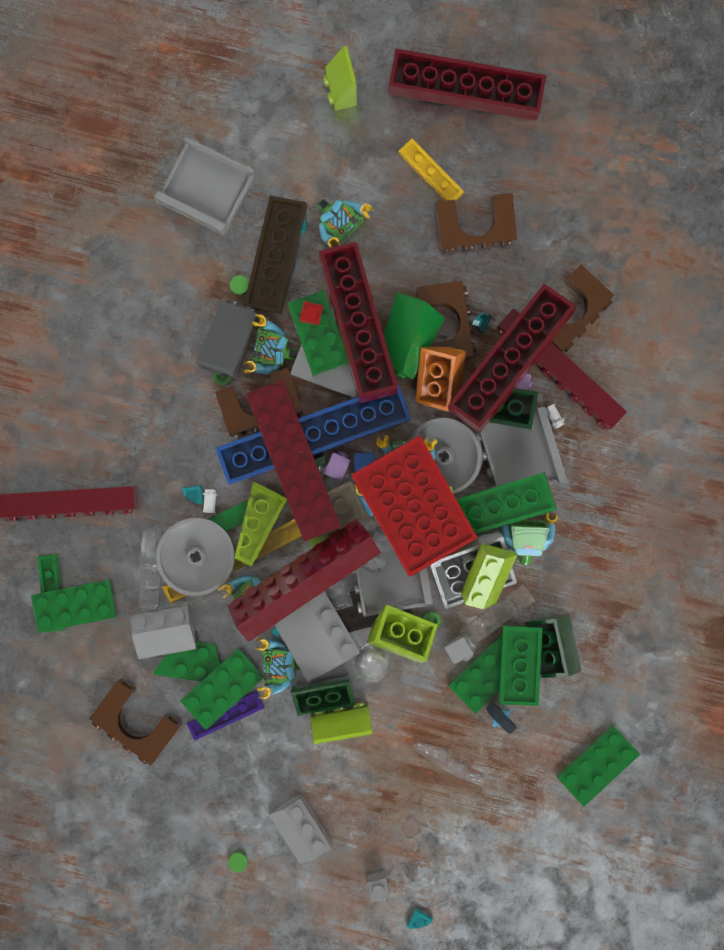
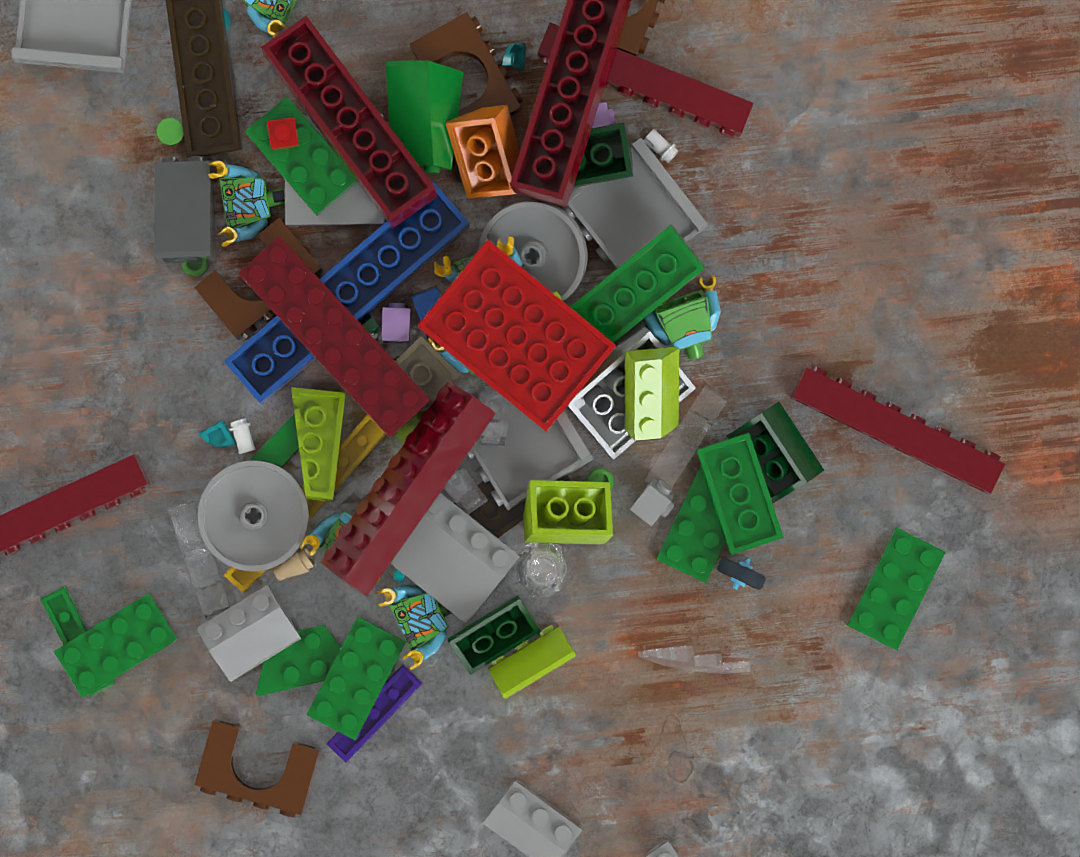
camera: 20 degrees left, 0 degrees up
(212, 599) = (297, 564): none -> tan cone
(639, 663) = (897, 430): none -> dark red brick

